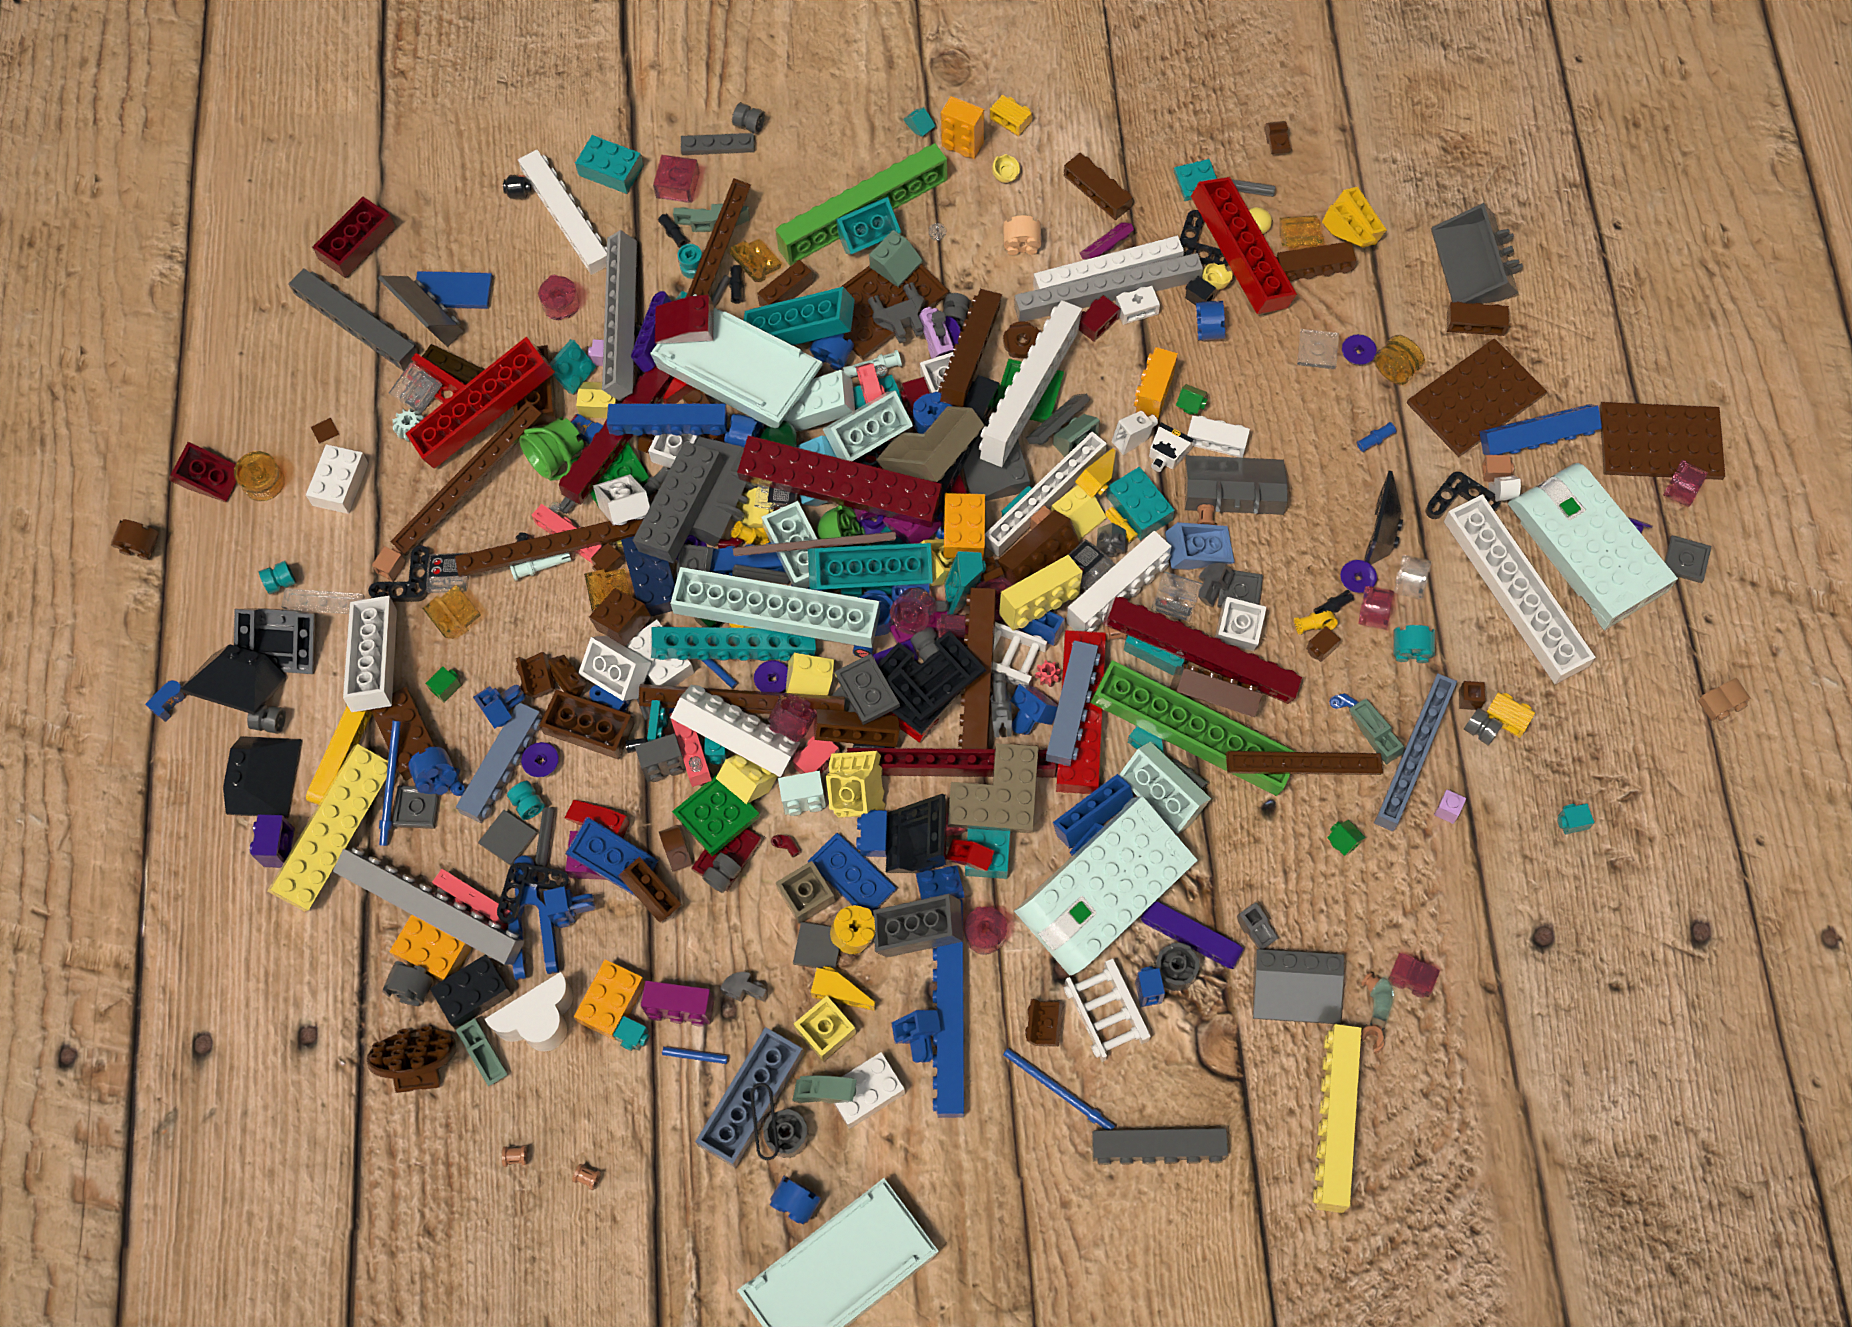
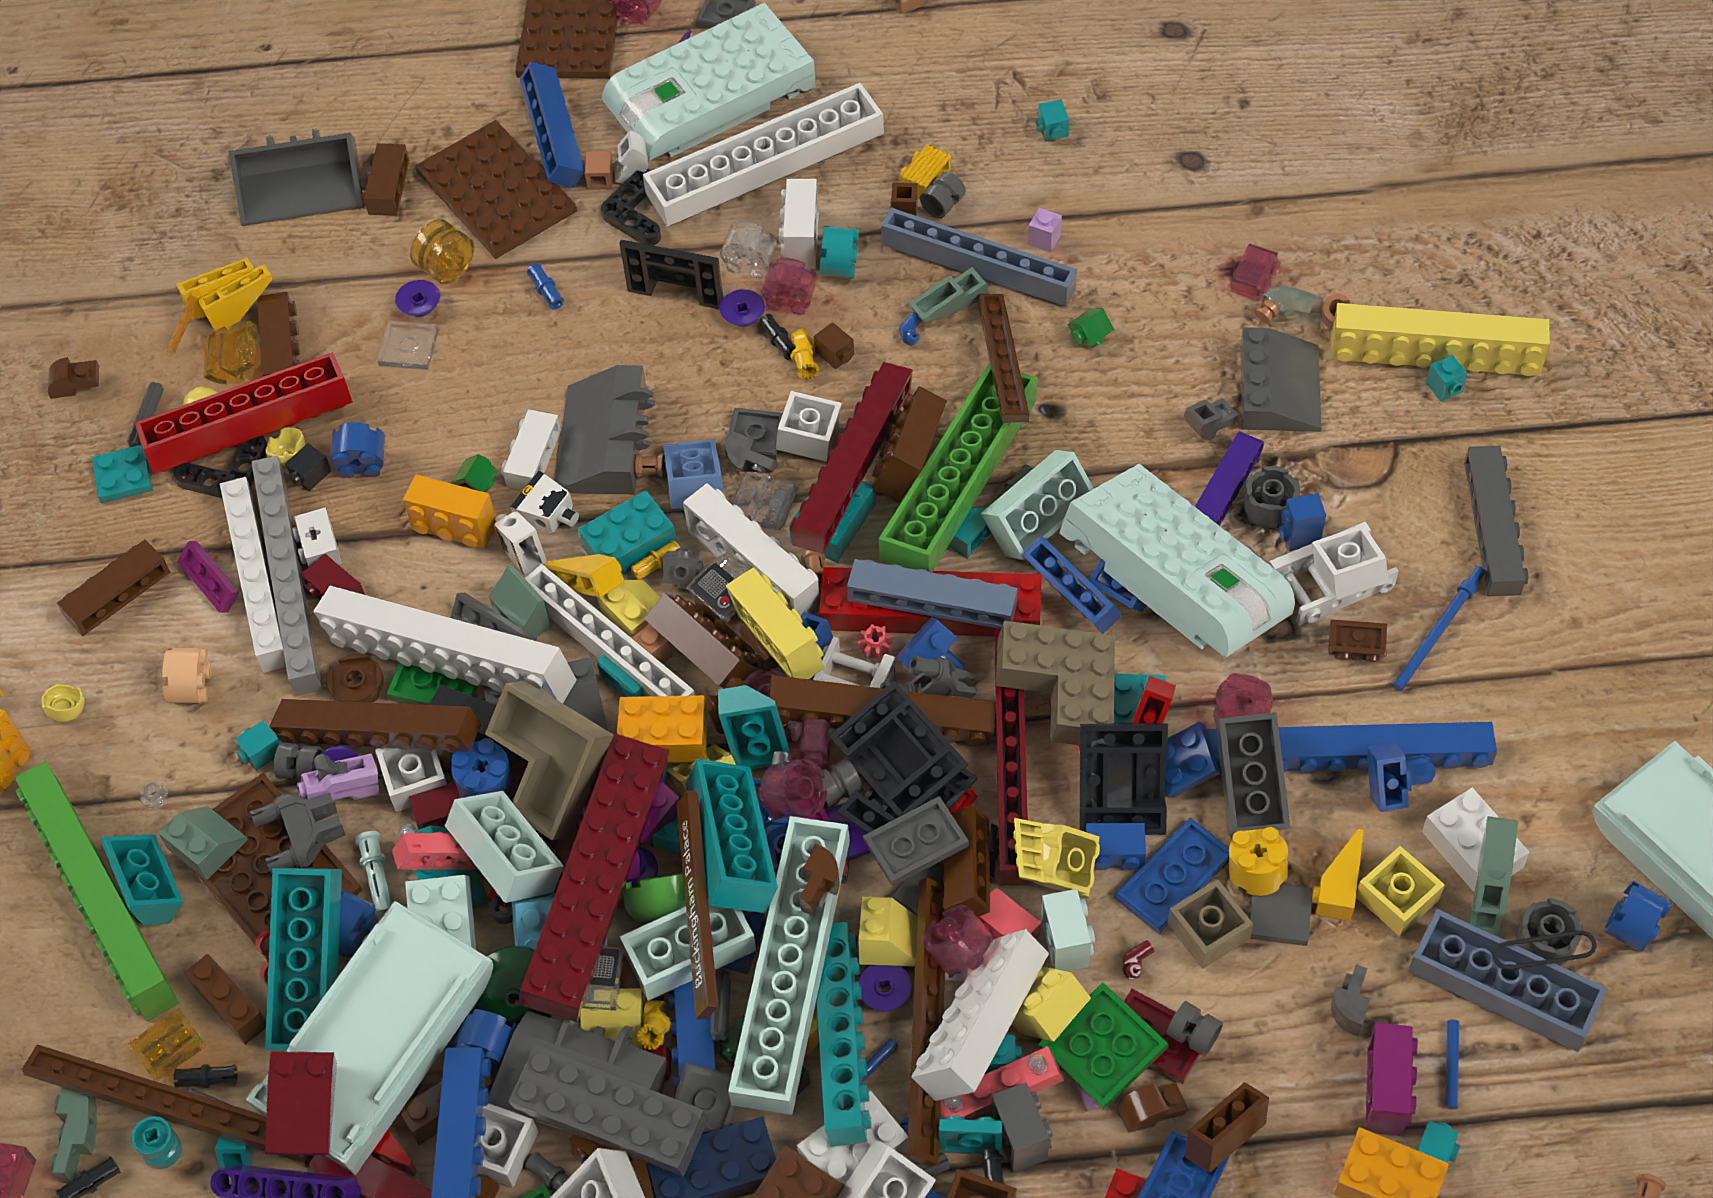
camera: 90 degrees left, 10 degrees down
(826, 619) = (821, 877): none -> reddish brown brick
(969, 284) = (257, 745): none -> teal brick
(1103, 1014) = (1350, 562): none -> white brick
(1302, 1123) = (1446, 378): none -> teal brick
(1327, 195) = (175, 344): none -> light orange piece
(1443, 613) = (800, 221): none -> white brick

